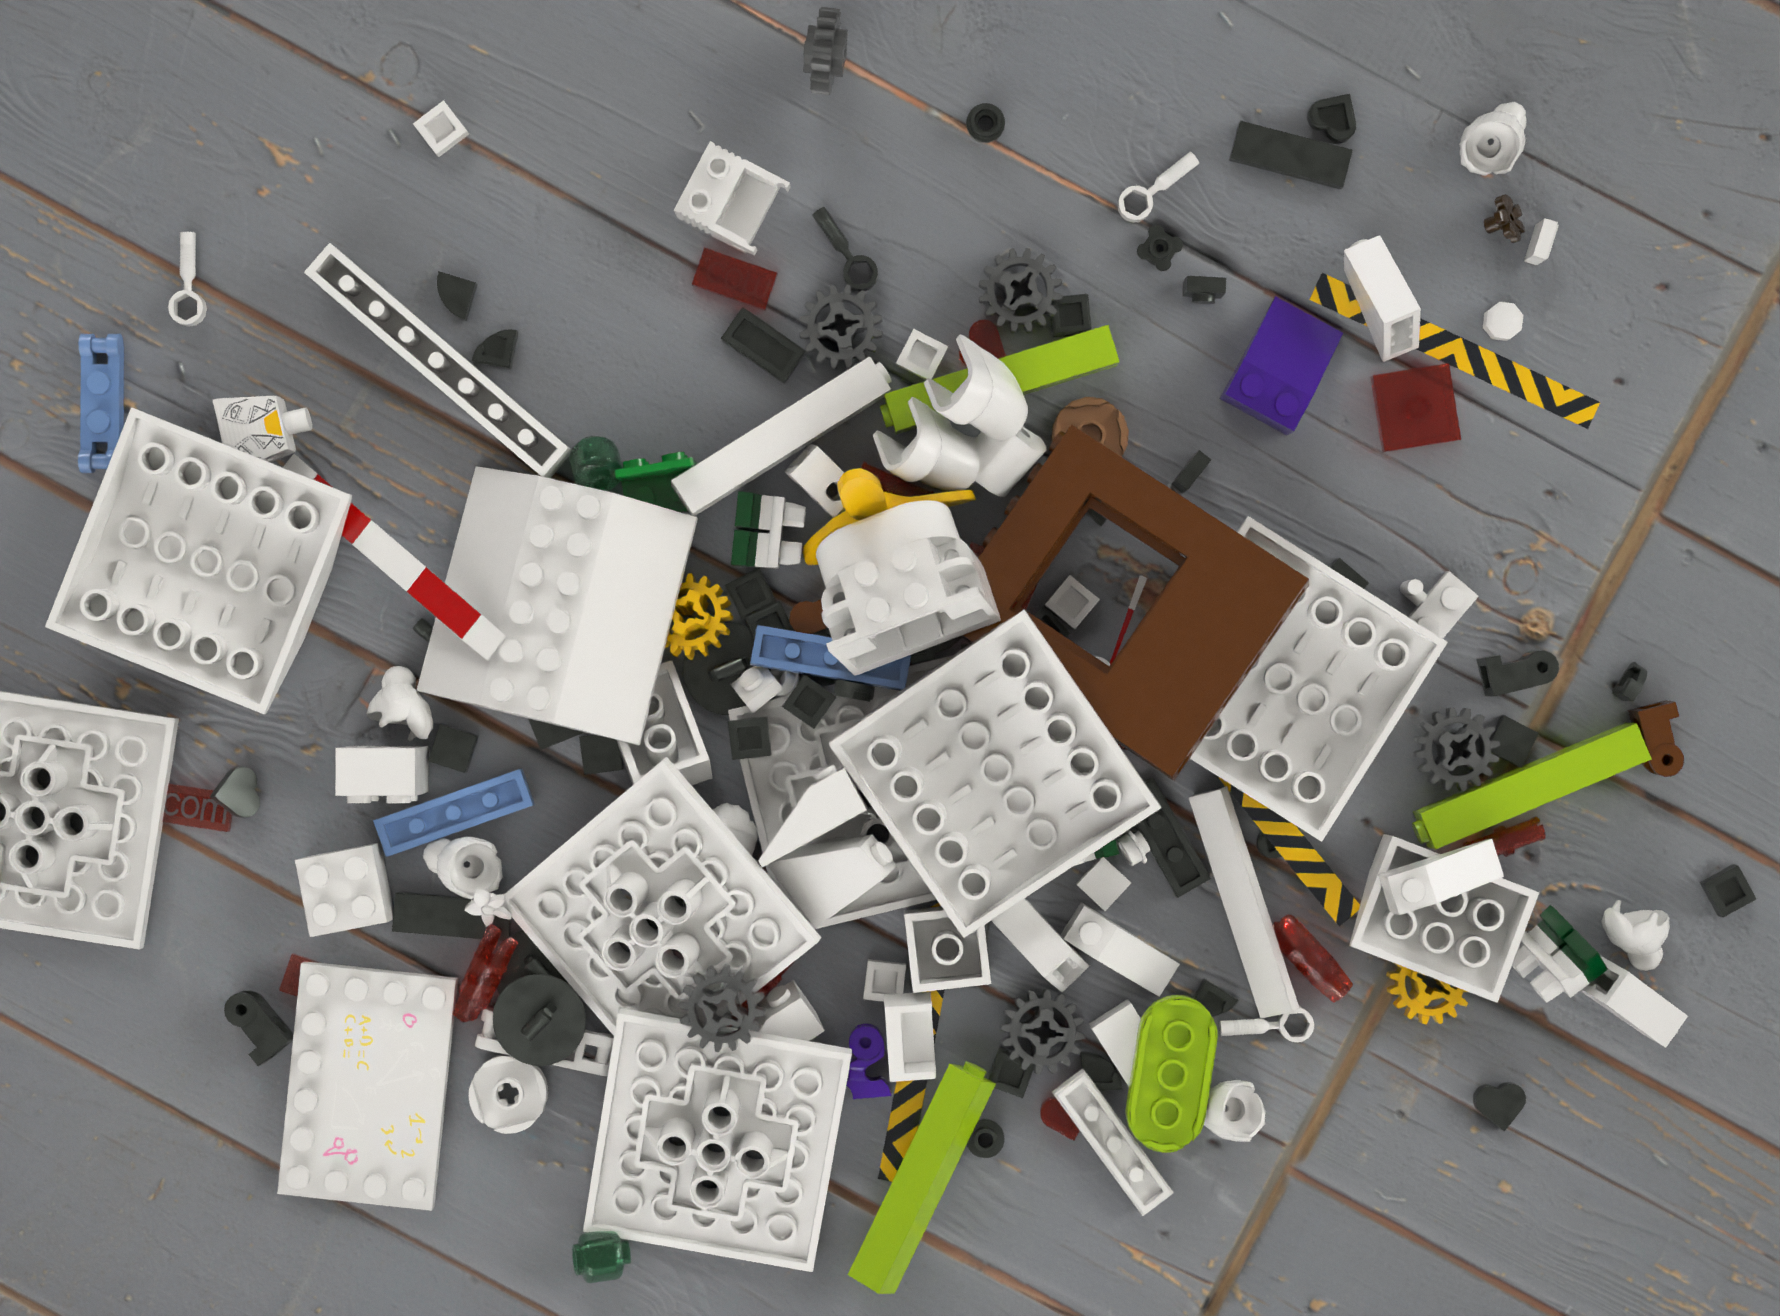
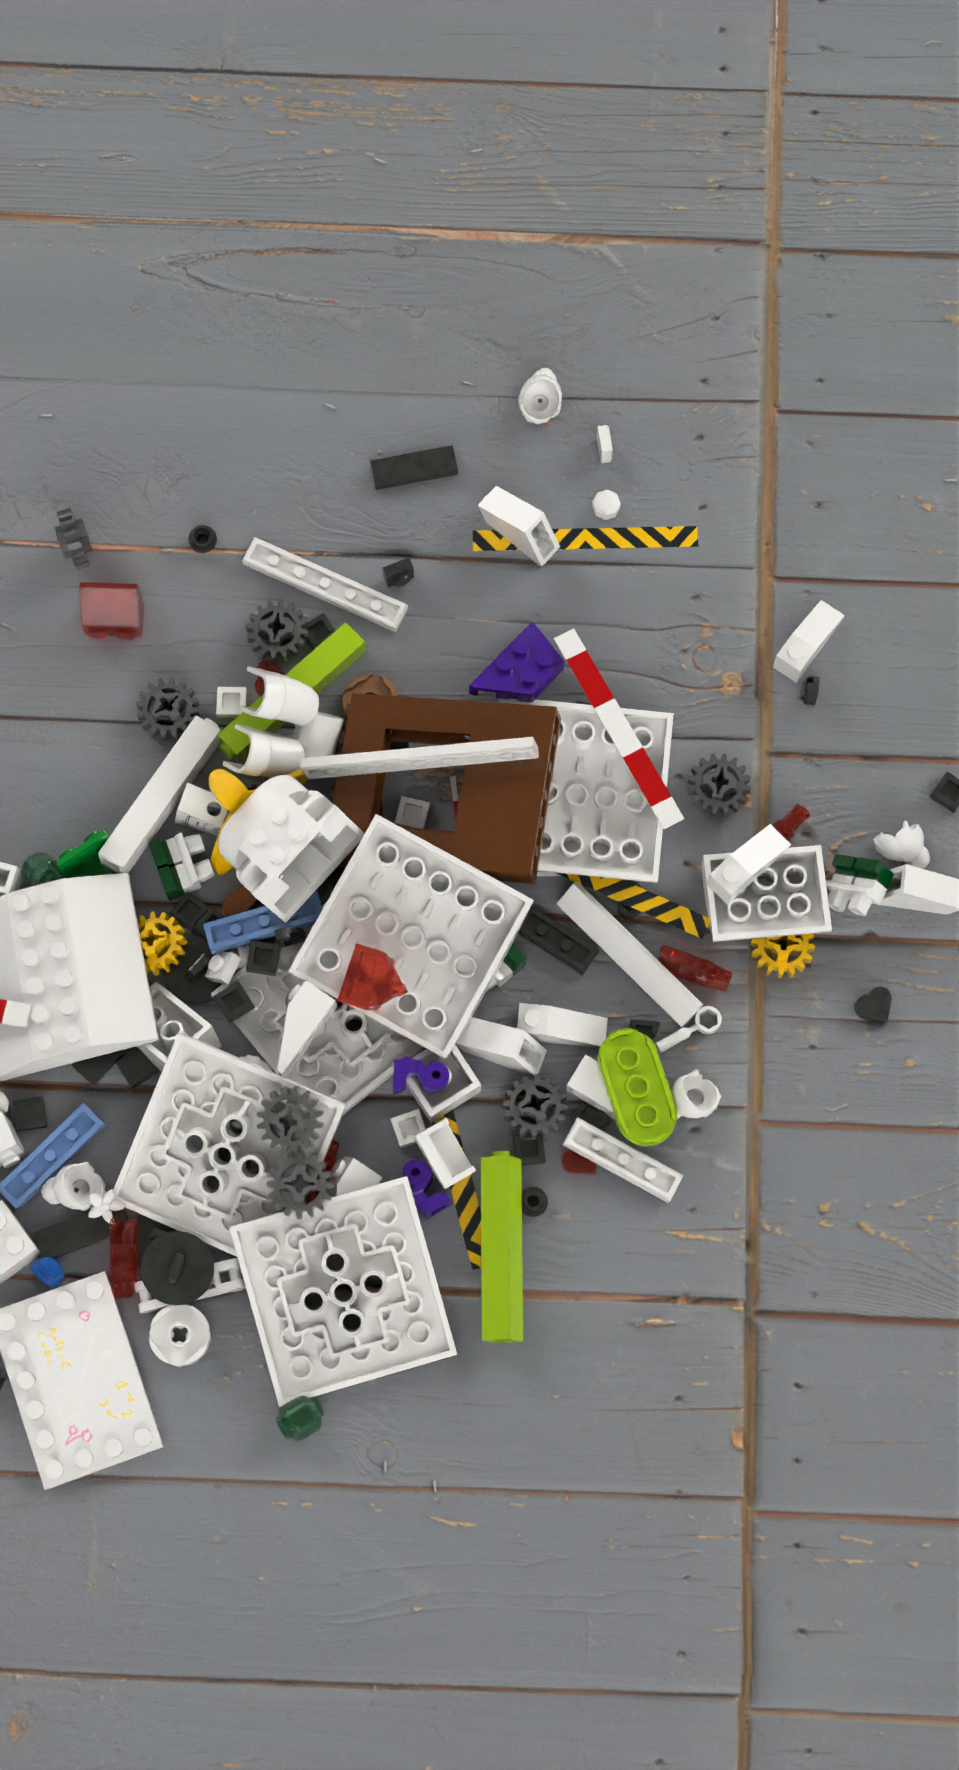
camera: 25 degrees left, 15 degrees down
(391, 947) = (48, 1271): none -> blue piece
(728, 197) = (53, 661): white piece -> none
(729, 917) = (277, 1116): none -> dark grey gear
(734, 279) = (81, 713): clear red tile -> none
(763, 345) = (121, 747): pearl dark grey tile -> none
(829, 169) = (111, 610): none -> clear red slope
(832, 874) = (336, 1062): white slope -> none
(841, 245) = (143, 658): pearl dark grey piece -> none
(920, 806) = (370, 979): none -> clear red slope
(935, 952) = (431, 1078): none -> dark purple leg
(1103, 883) = (527, 988): white tile -> none
(1107, 255) = (325, 584): none -> white tile
(1112, 560) = (420, 758): none -> white tile
(1133, 847) = (535, 954): white plate -> none
(1162, 182) = (338, 522): white piece -> none
(1170, 245) = (360, 570): pearl dark grey plate -> none
(1191, 471) = (450, 686): pearl dark grey tile -> none
(1282, 366) = (475, 600): dark purple slope -> none
(1293, 491) = (521, 668): none -> dark purple wing
(1334, 117) = (430, 432): pearl dark grey tile -> none
(1371, 628) = (619, 729): none -> sticker
(1415, 407) = (577, 584): clear red plate -> none
(1441, 605) = (661, 698): white plate -> none
(1506, 219) = (574, 440): dark brown plant -> none
(1514, 741) = (756, 763): pearl dark grey tile -> none
(1529, 671) = (733, 719): pearl dark grey leg -> none
(1530, 786) = (782, 783): lime brick -> none
(1658, 619) = (807, 641): none -> white slope
(1658, 737) = (847, 715): reddish brown leg -> none

